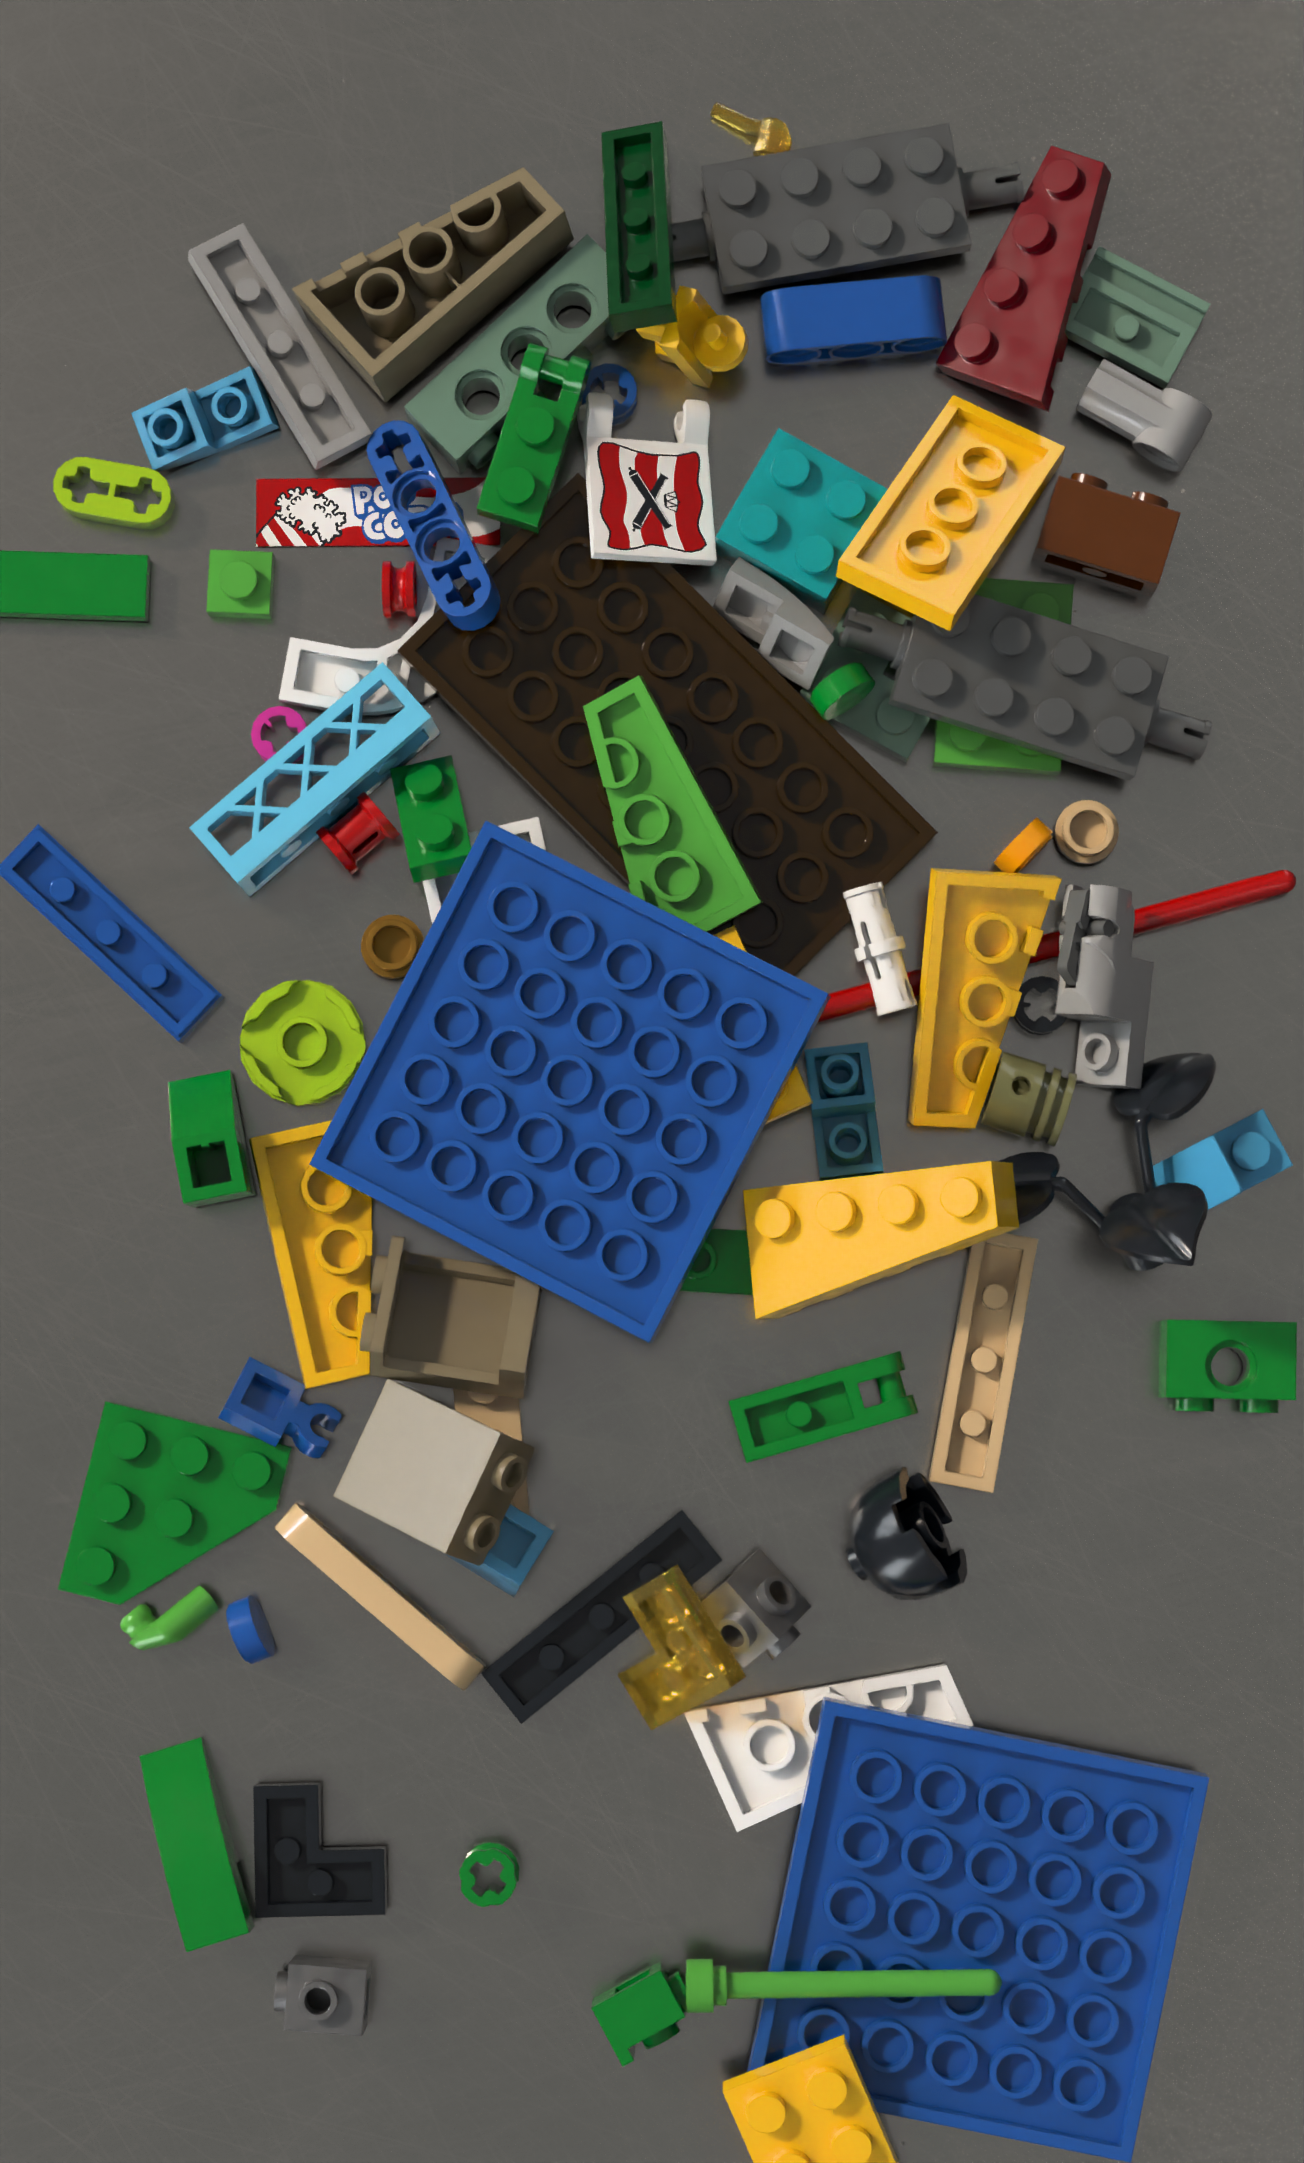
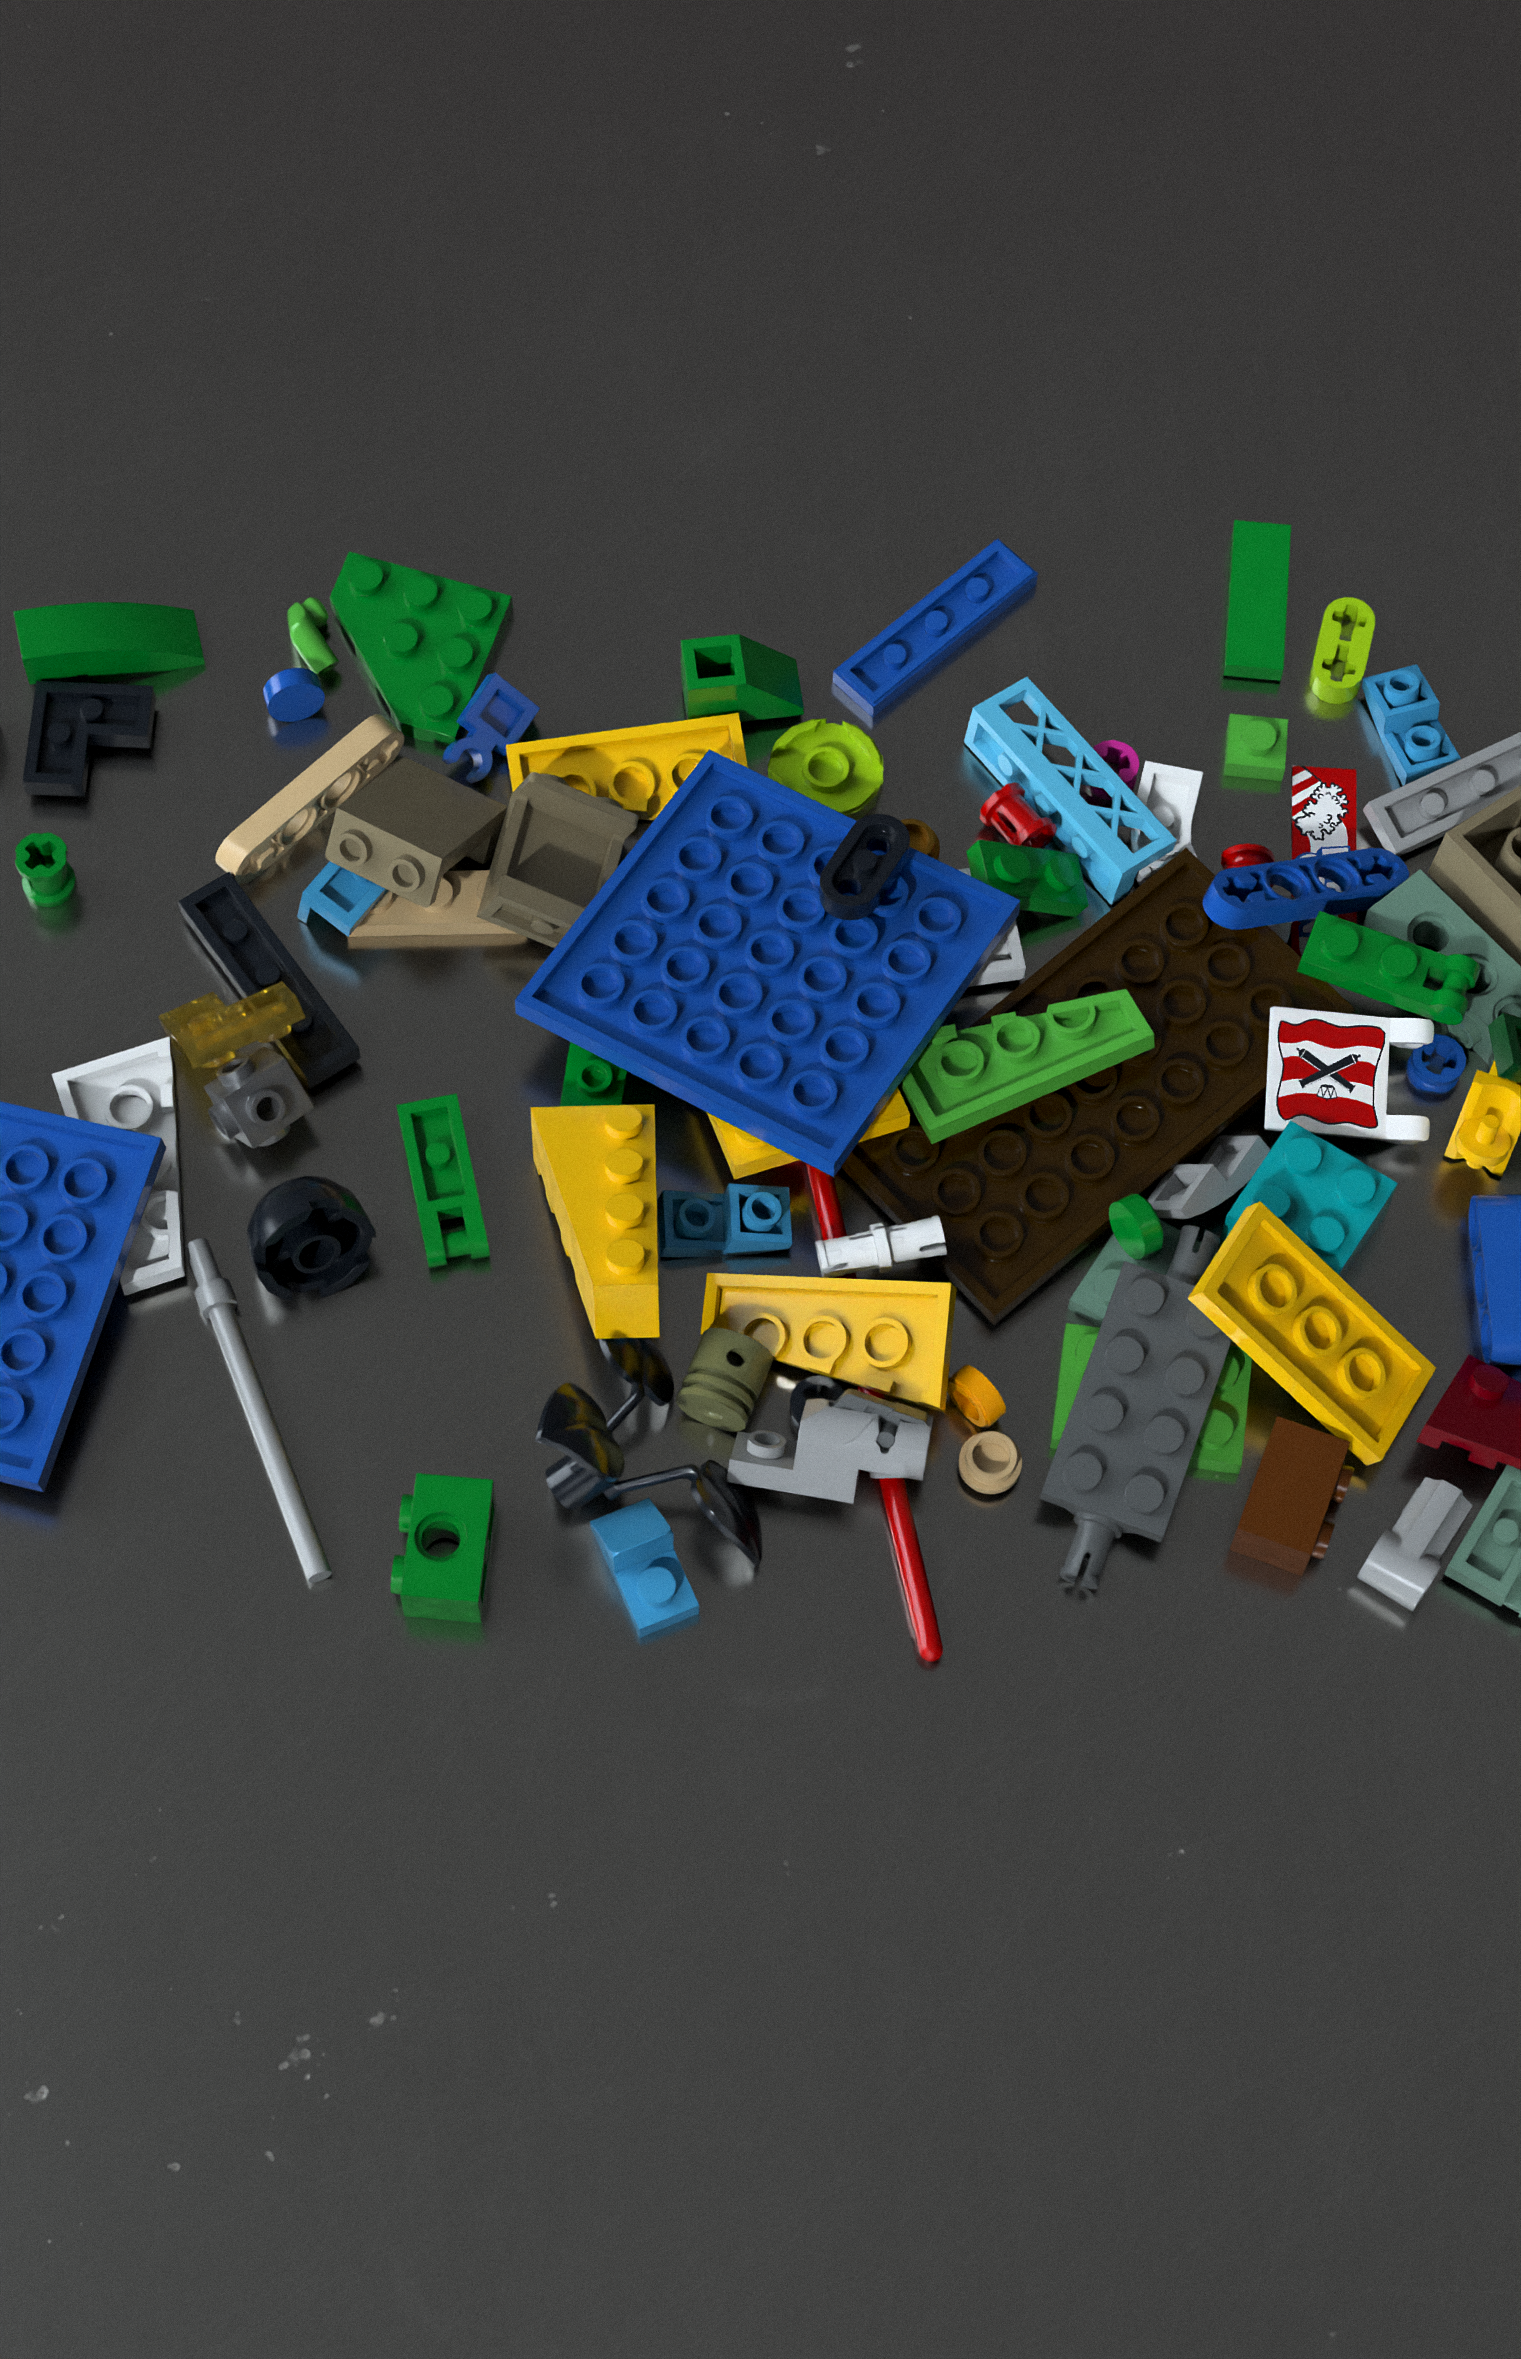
camera: 85 degrees right, 20 degrees down
(469, 985) = (862, 872): none -> black plate
(972, 1625) = (218, 1303): none -> light grey bar
(983, 1362) = (471, 1325): tan plate -> none

